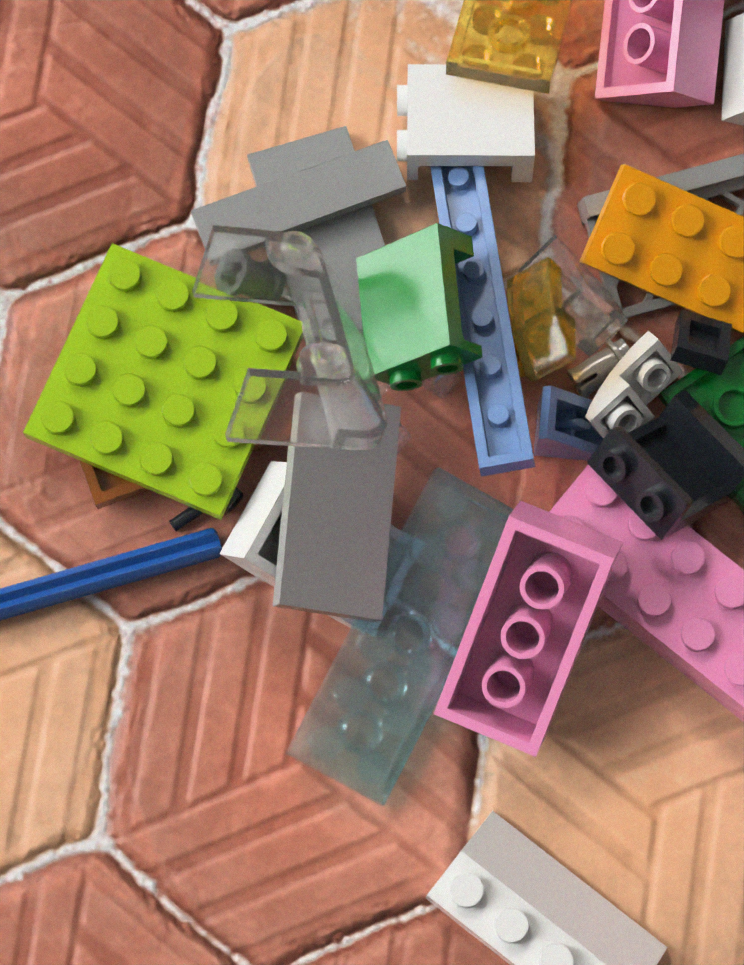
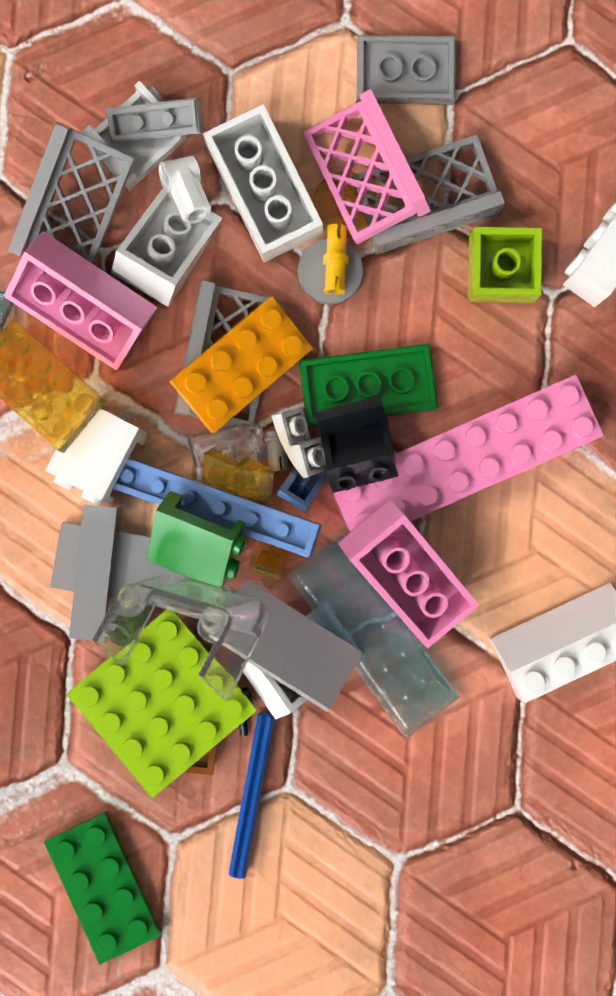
camera: 60 degrees left, 10 degrees up
(443, 431) = (268, 560): none -> clear yellow slope
(701, 342) = (292, 389): black plate -> none

